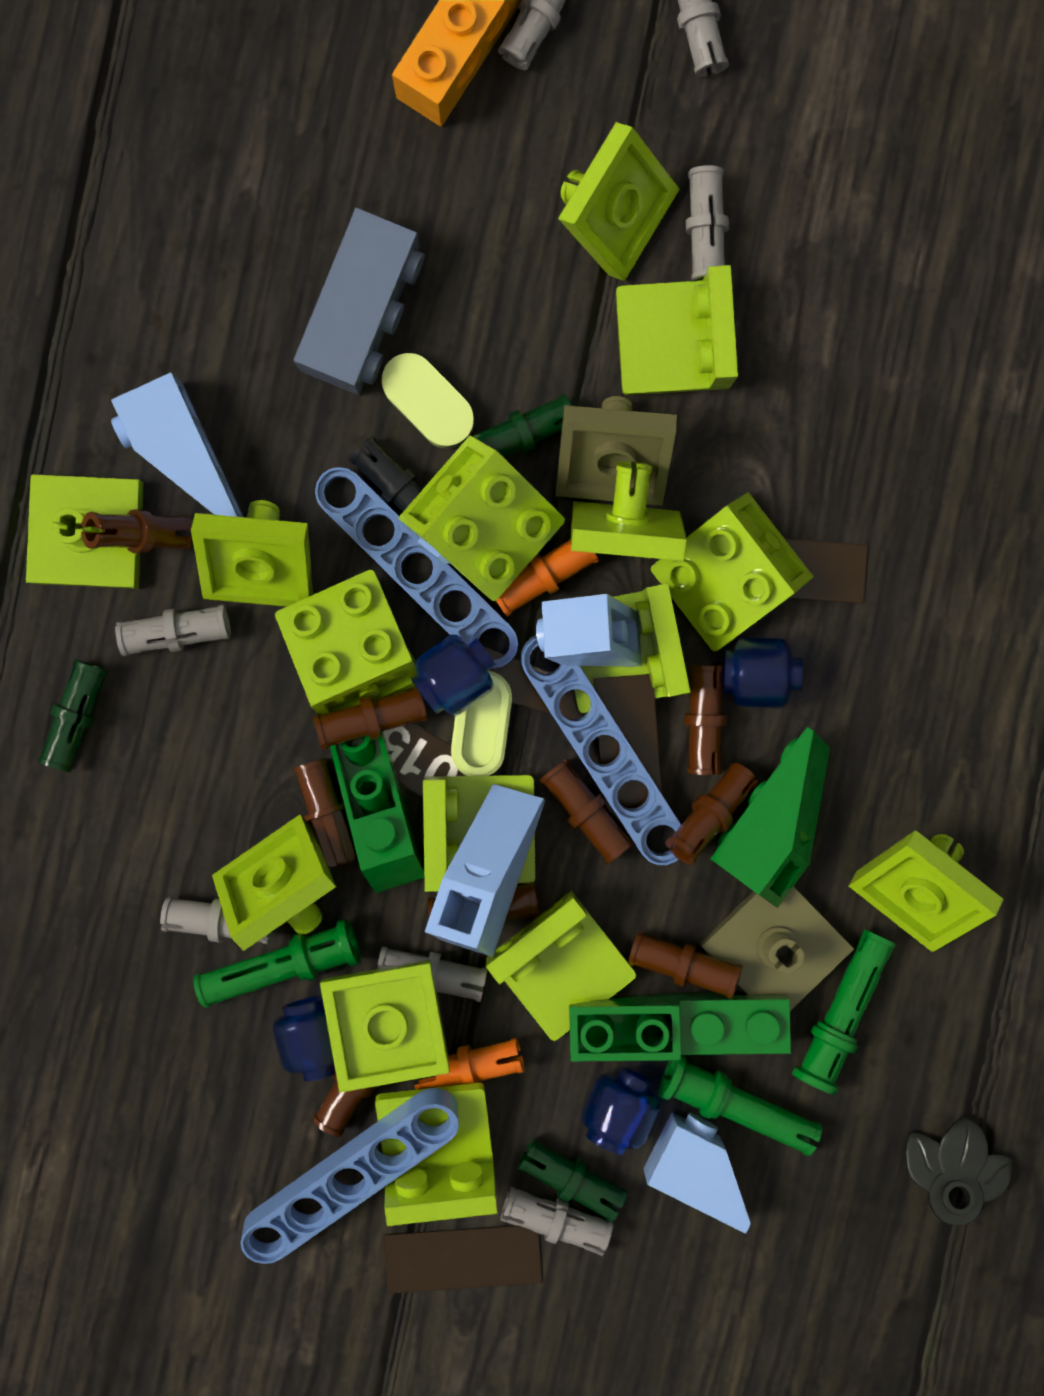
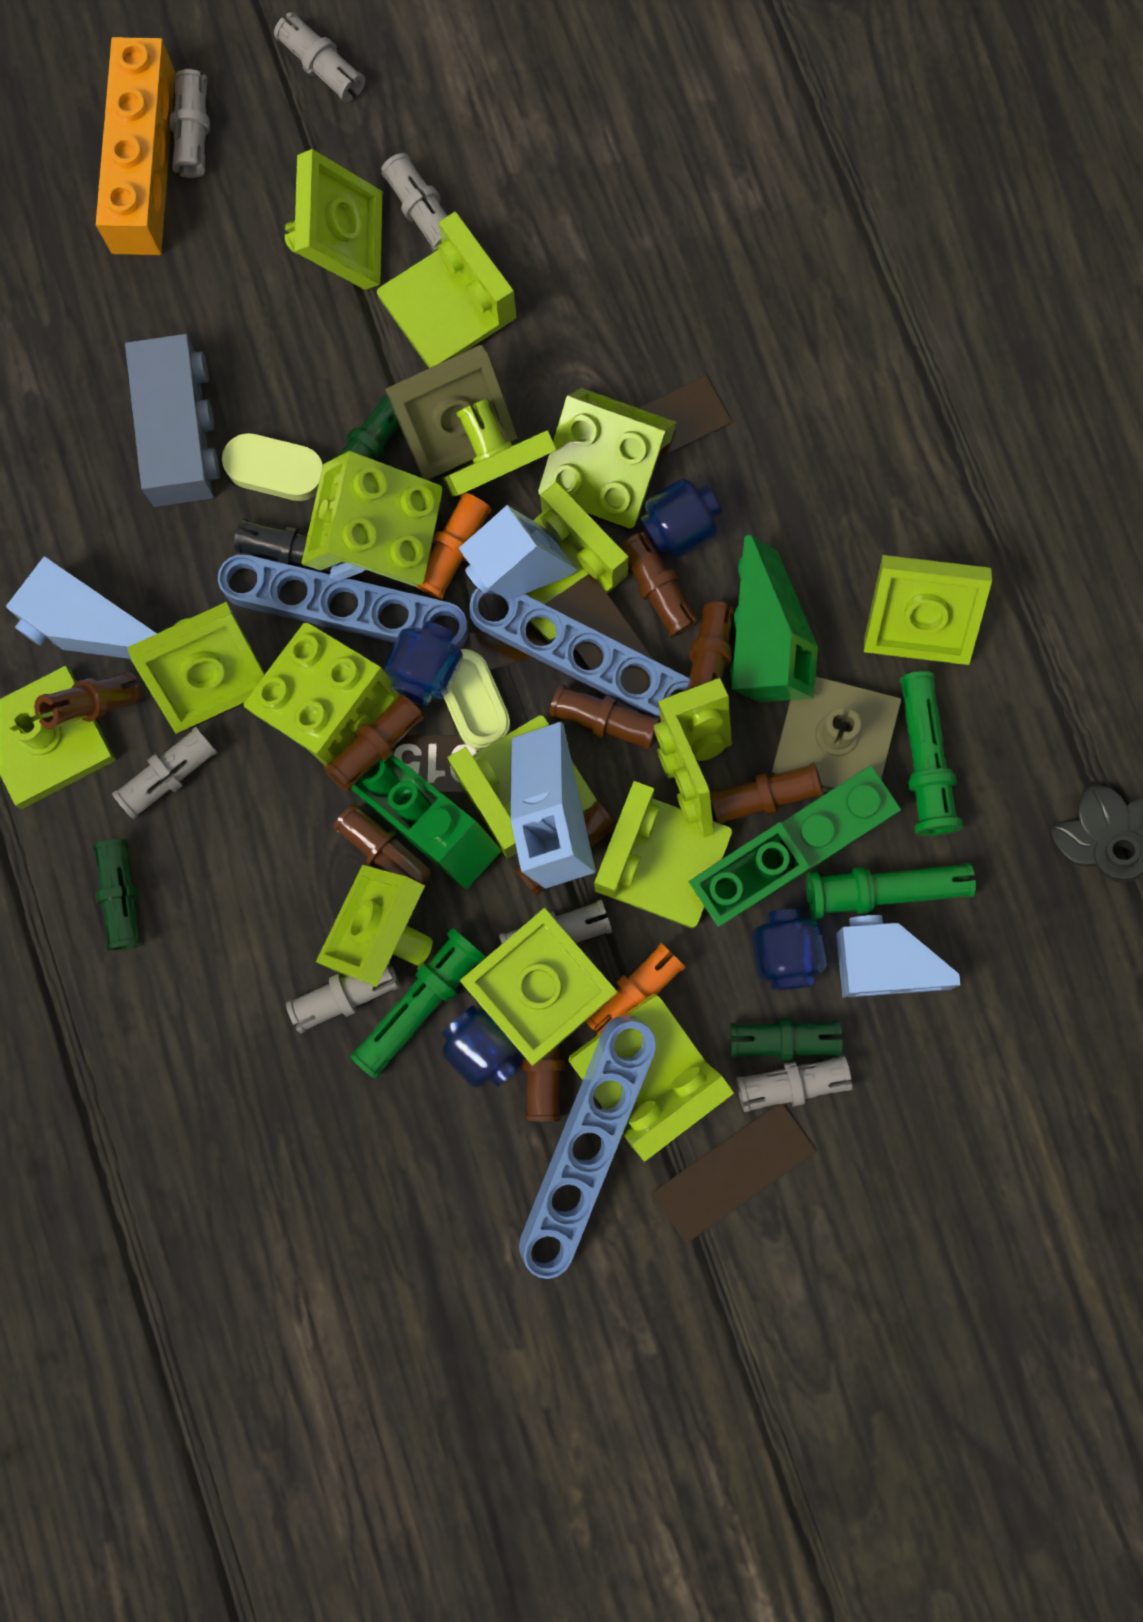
camera: 25 degrees left, 10 degrees down
(661, 880) = (693, 729): none -> lime bracket

